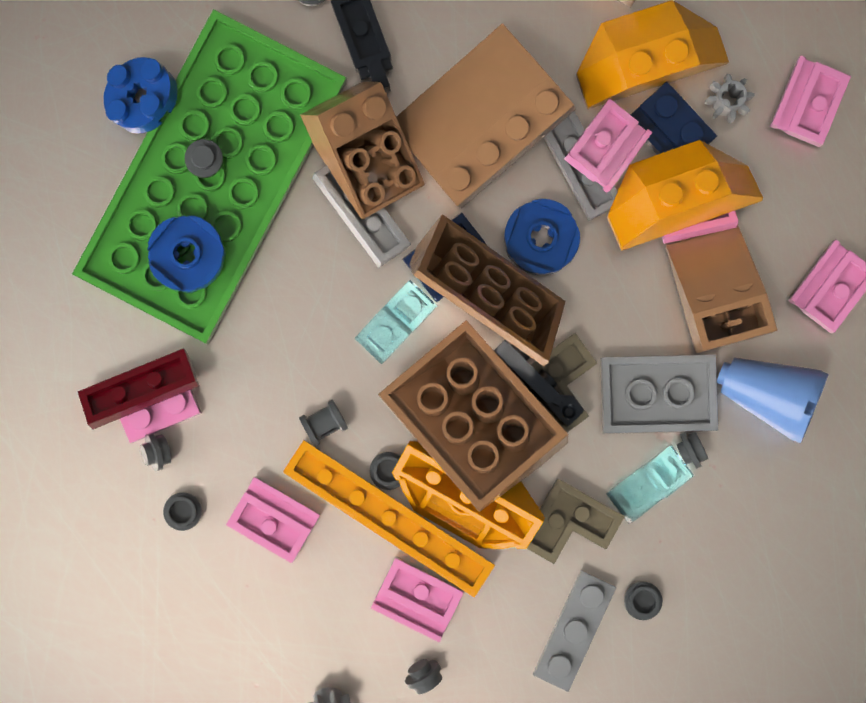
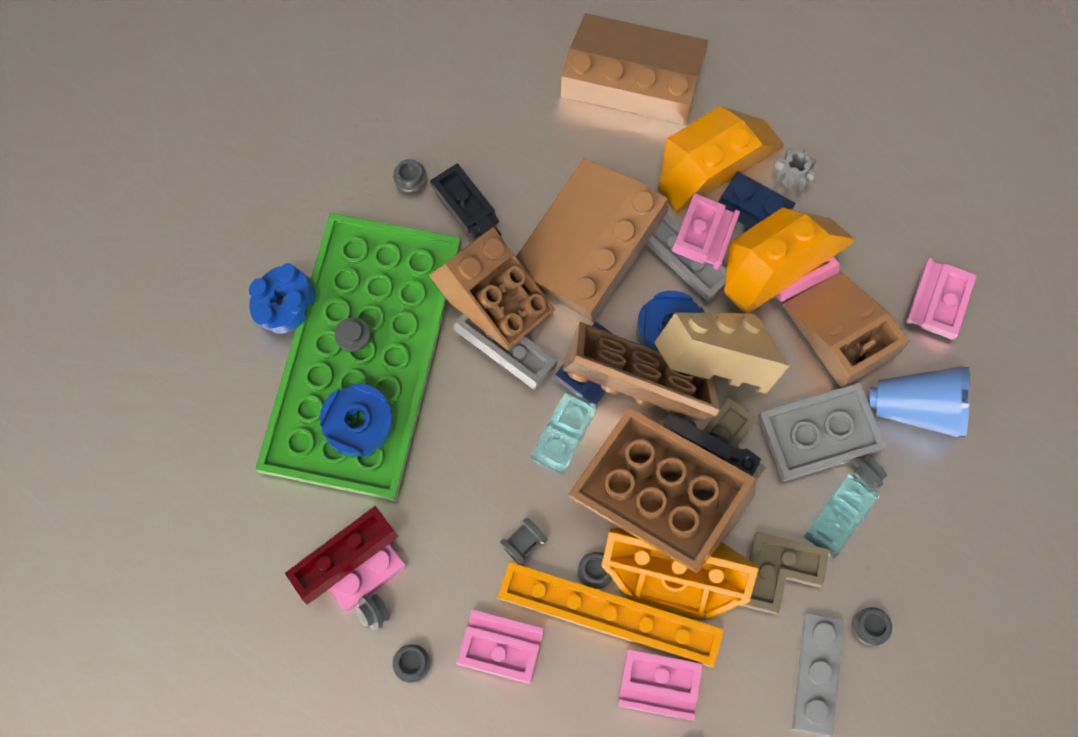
camera: 10 degrees left, 15 degrees down
(583, 282) = (722, 346): none -> tan wedge
(810, 101) = (864, 155): bright pink plate -> none

